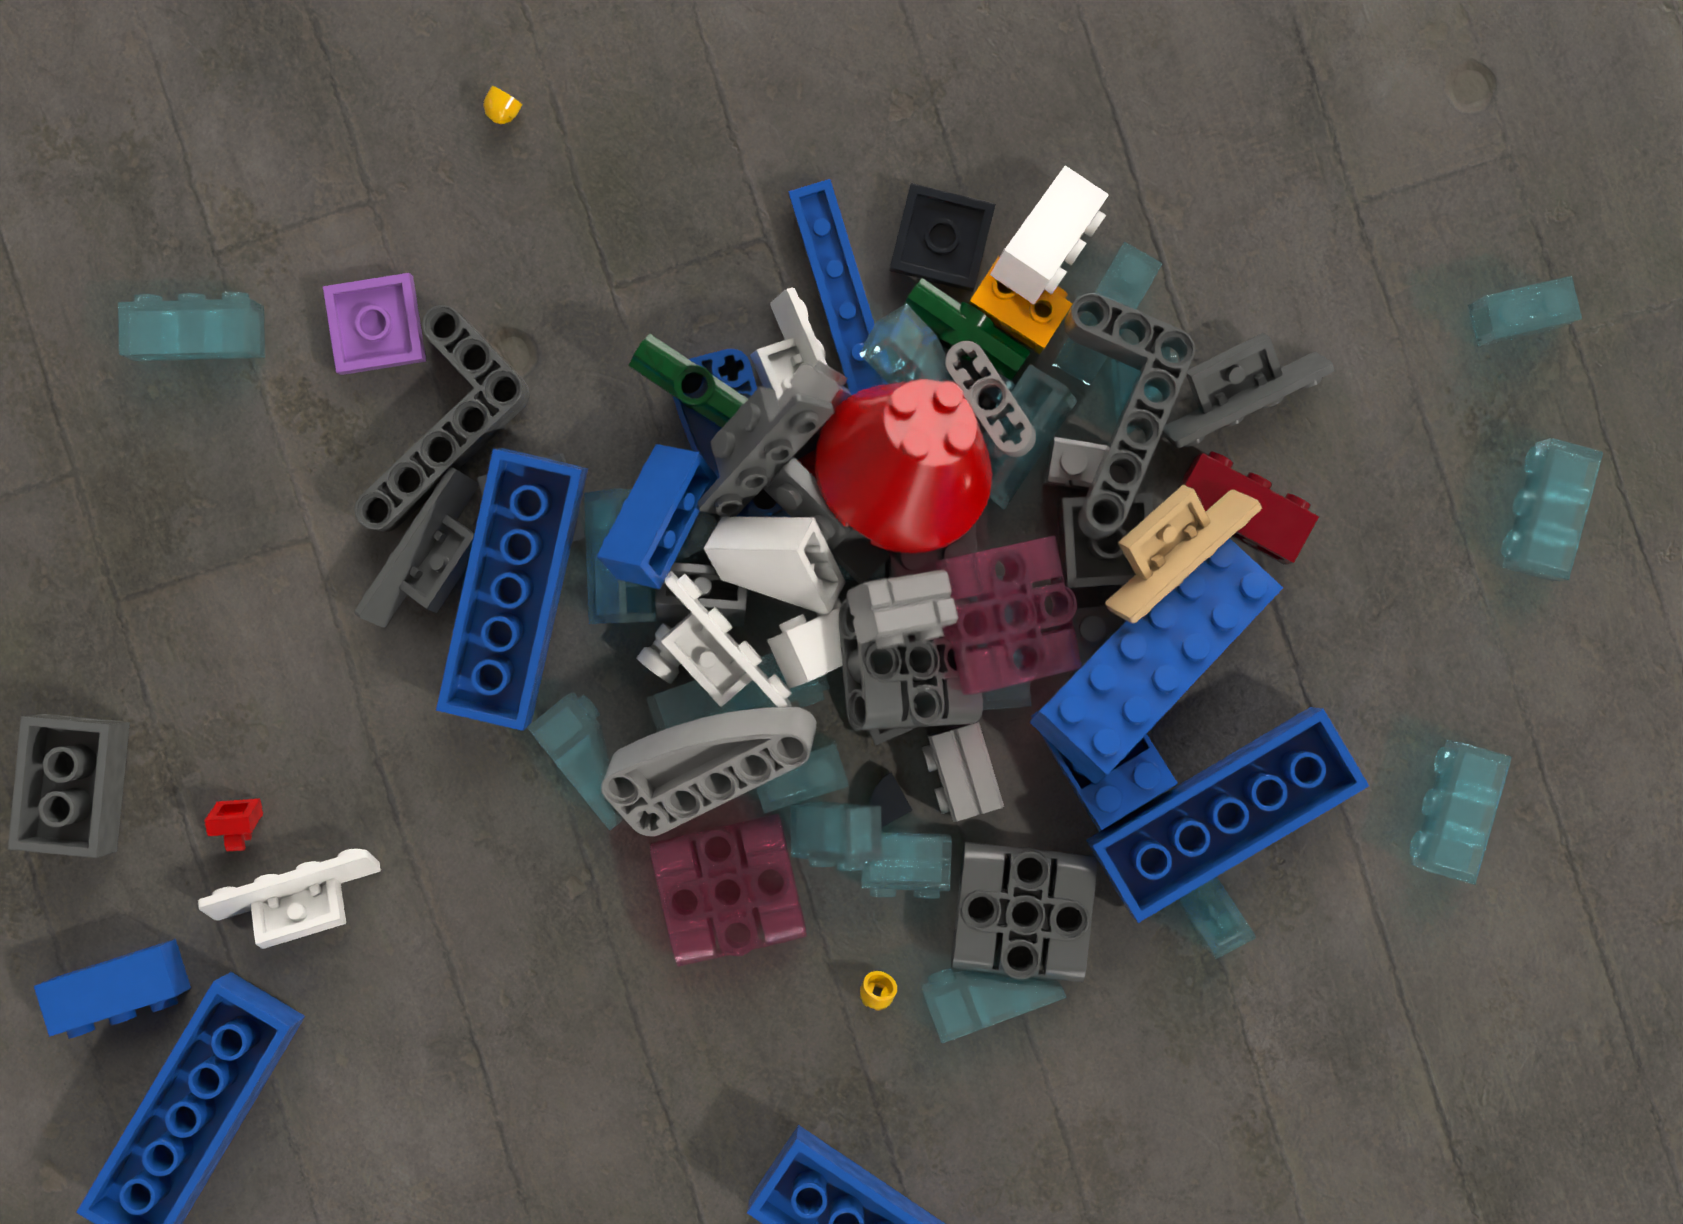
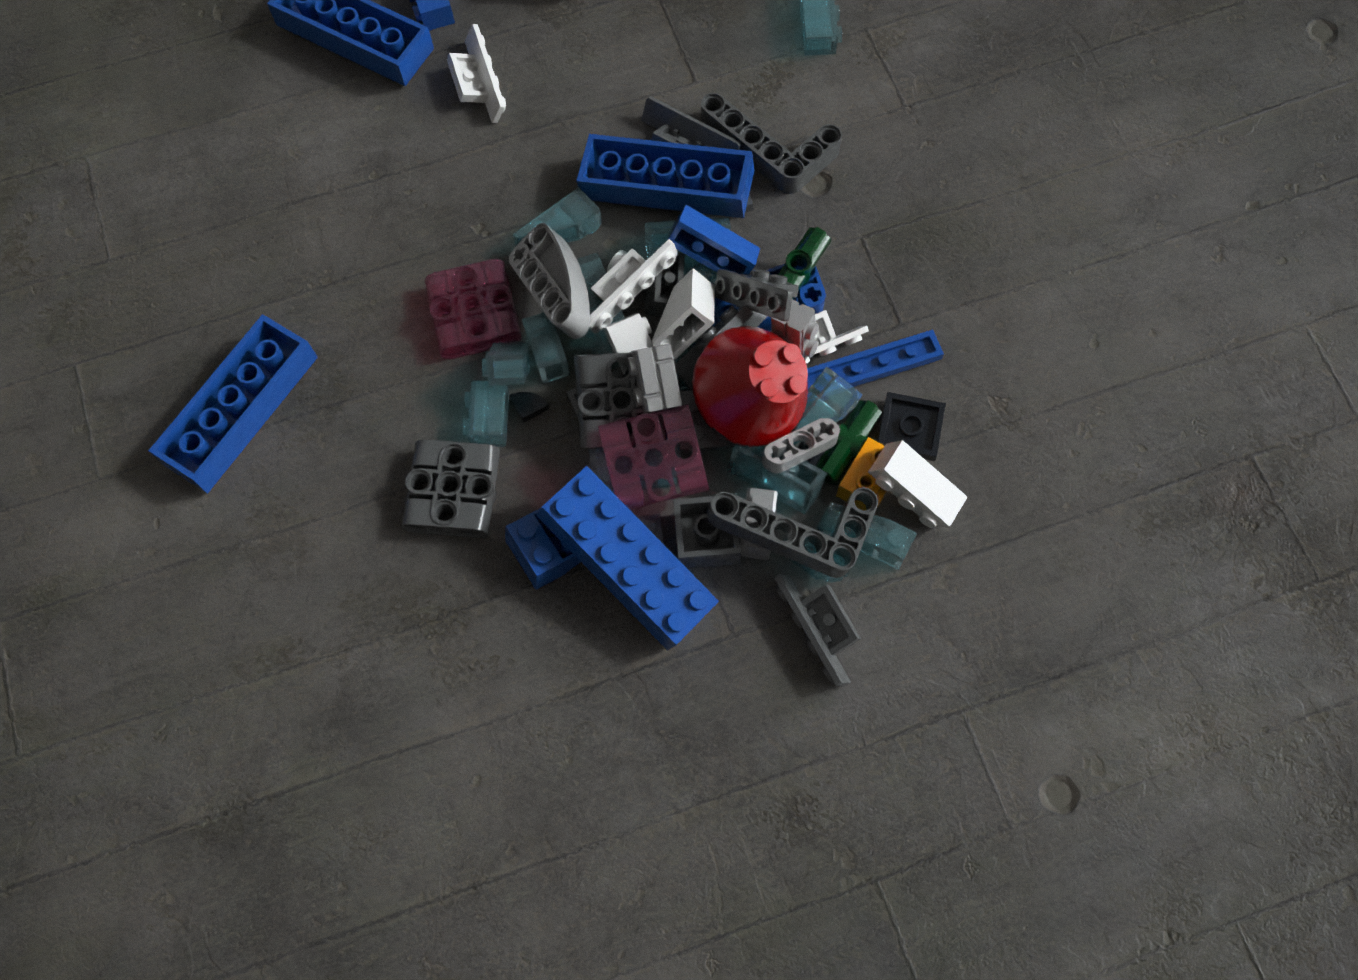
camera: 90 degrees right, 20 degrees down
(235, 821) = (523, 44): red tile -> none
(374, 323) = (828, 103): medium lavender plate -> none
(501, 106) = (971, 168): yellow hinge -> none
(883, 981) = (404, 395): yellow hinge -> none
(964, 772) = (548, 448): light grey brick -> none
(977, 1000) = (393, 460): clear light blue slope -> none
(1174, 544) = (706, 561): tan bracket -> none
(1216, 919) = (444, 614): clear light blue slope -> none
(1227, 813) = (516, 618): blue brick -> none
(1276, 529) = (734, 629): dark red brick -> none
(1459, 811) = (514, 789): clear light blue brick -> none
(1524, 311) = (891, 830): clear light blue brick -> none
(1551, 509) = (741, 855): clear light blue brick -> none

